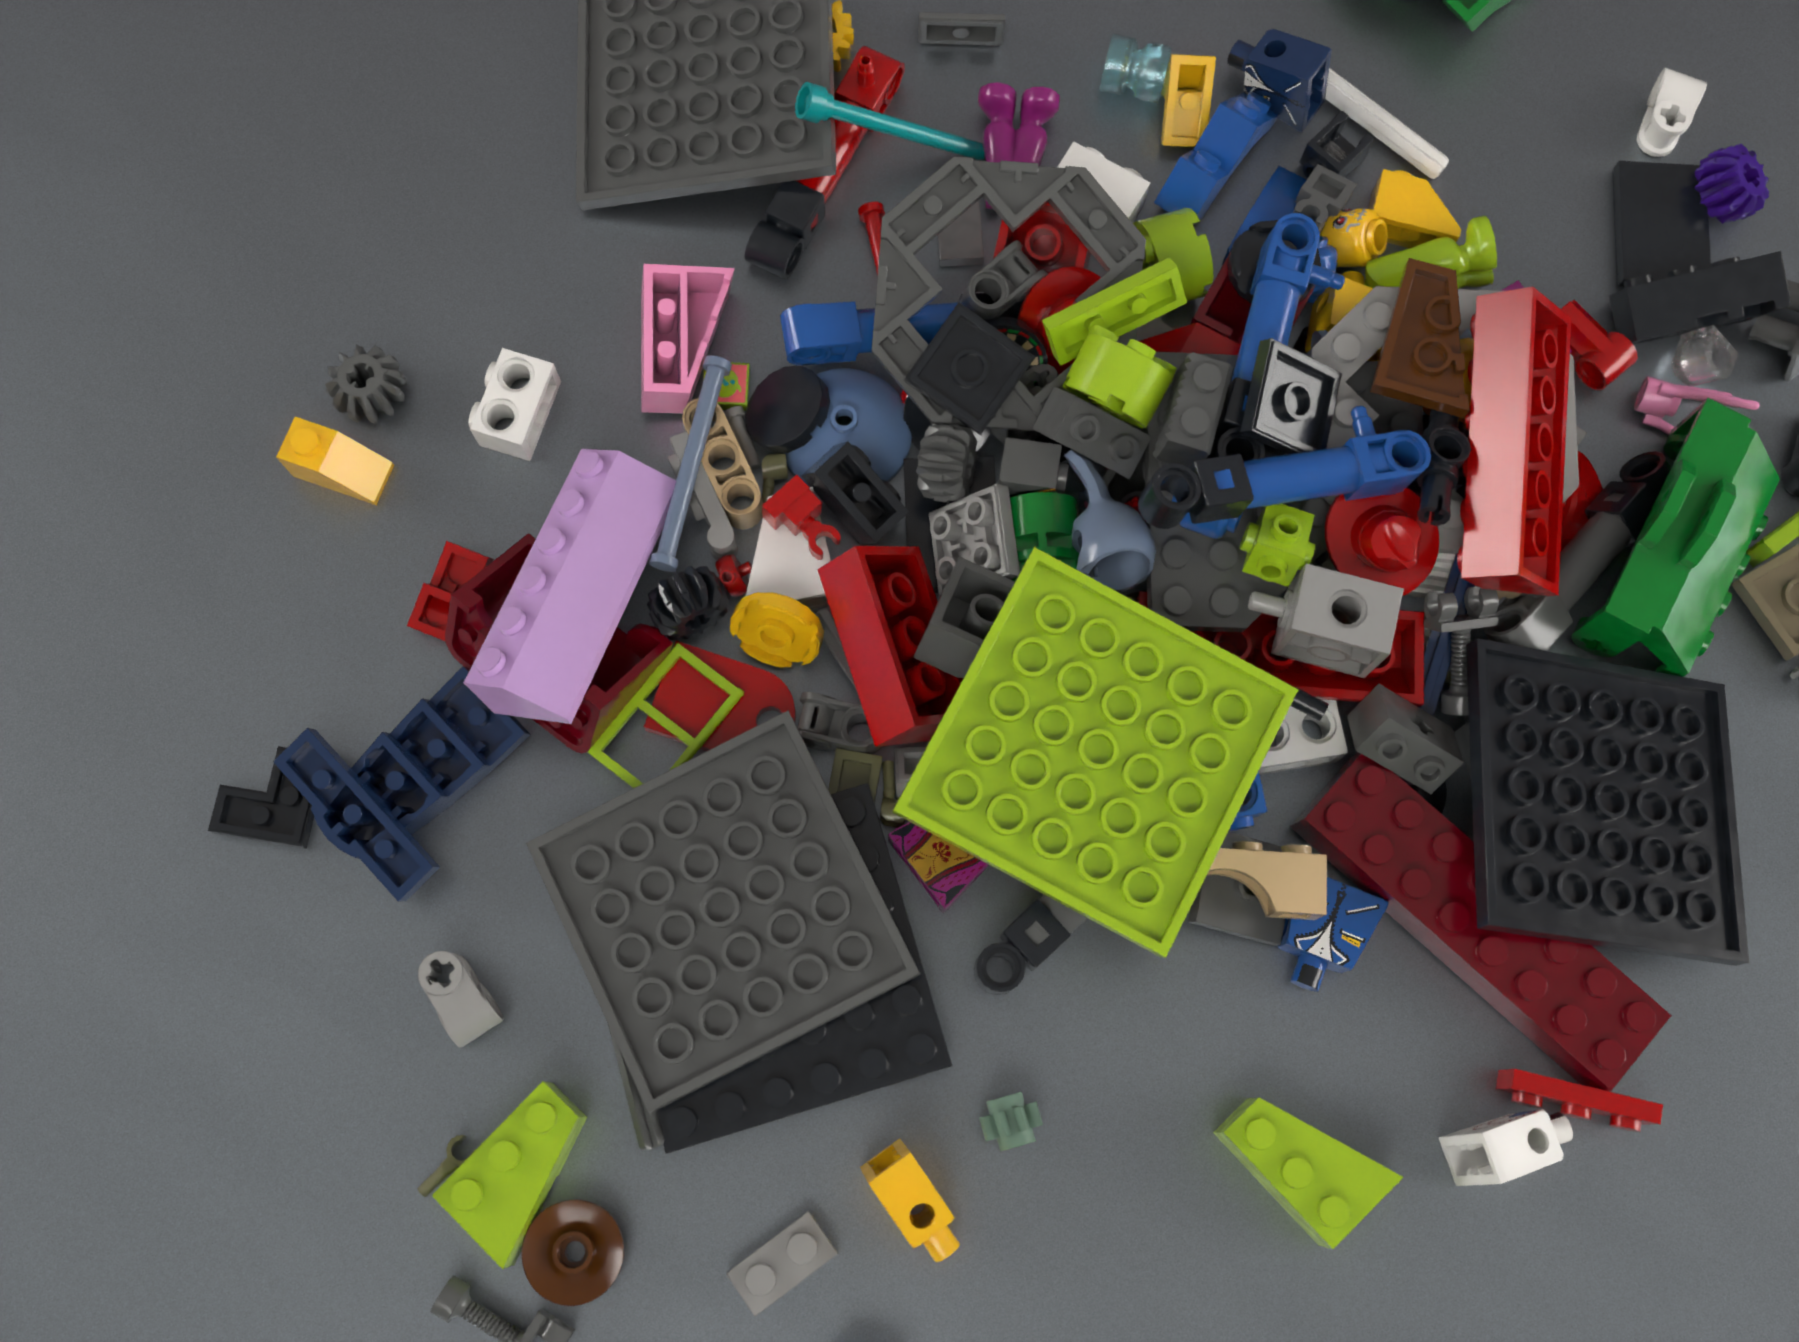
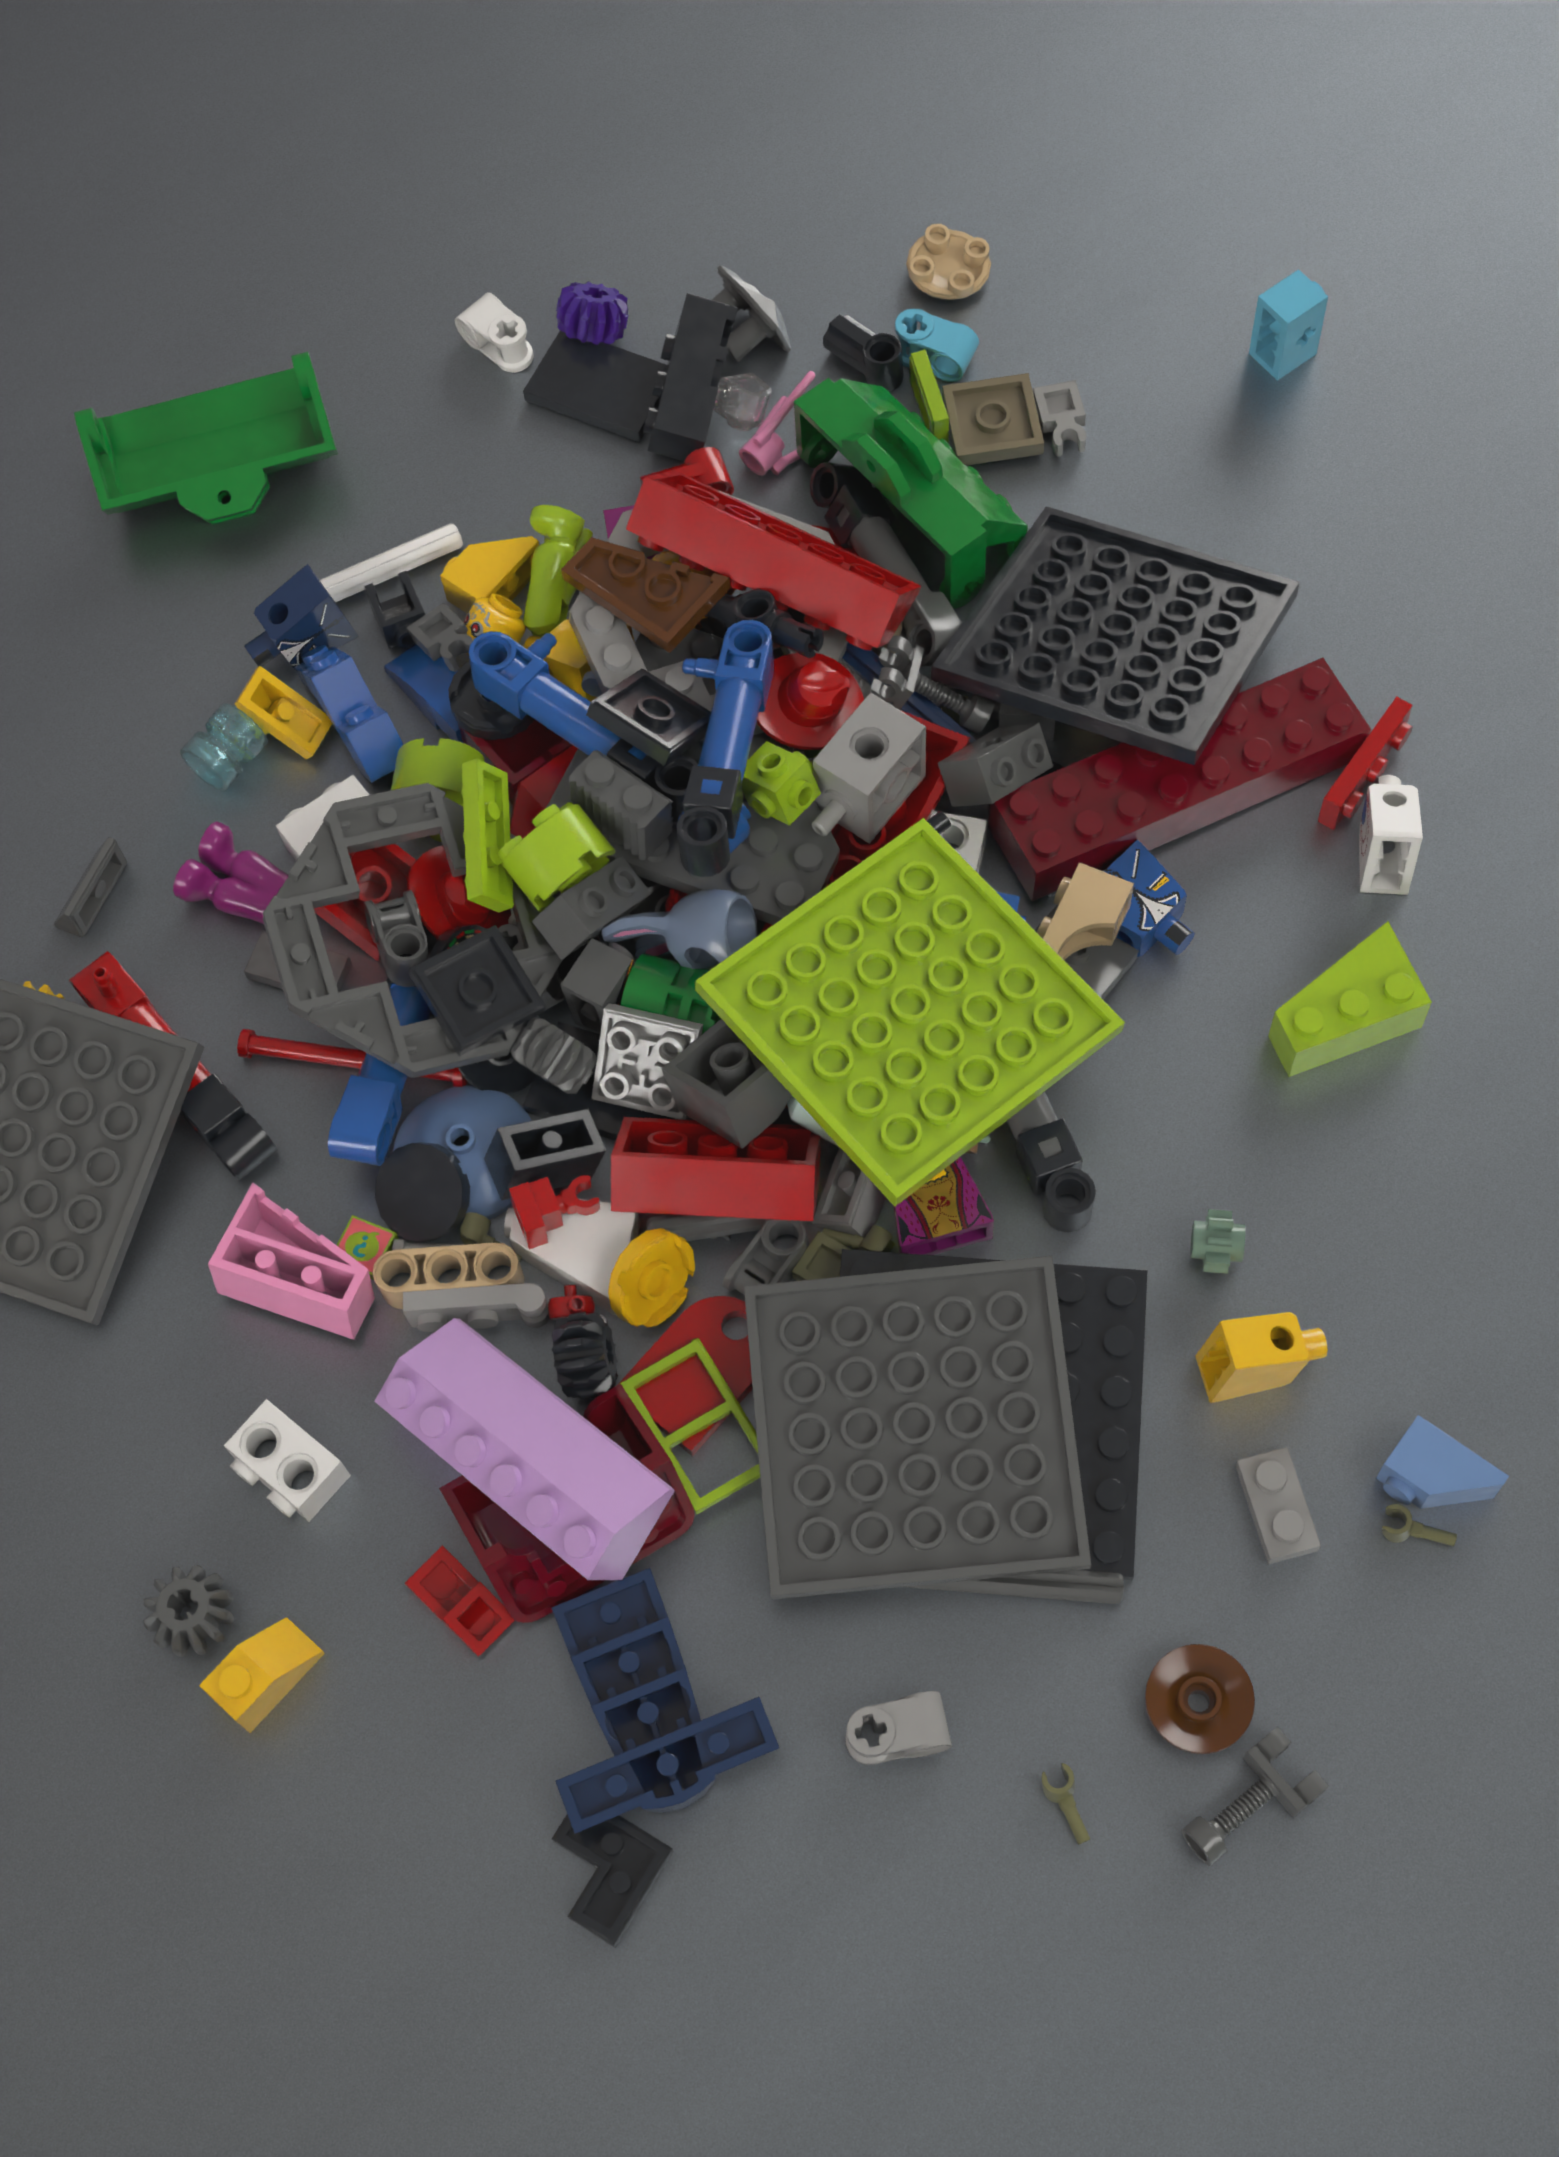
camera: 60 degrees left, 10 degrees down
(512, 1171) = (1100, 1728): lime wedge -> none
(716, 369) = (530, 1355): sand blue bar -> none
(816, 104) = (131, 1027): teal piece -> none

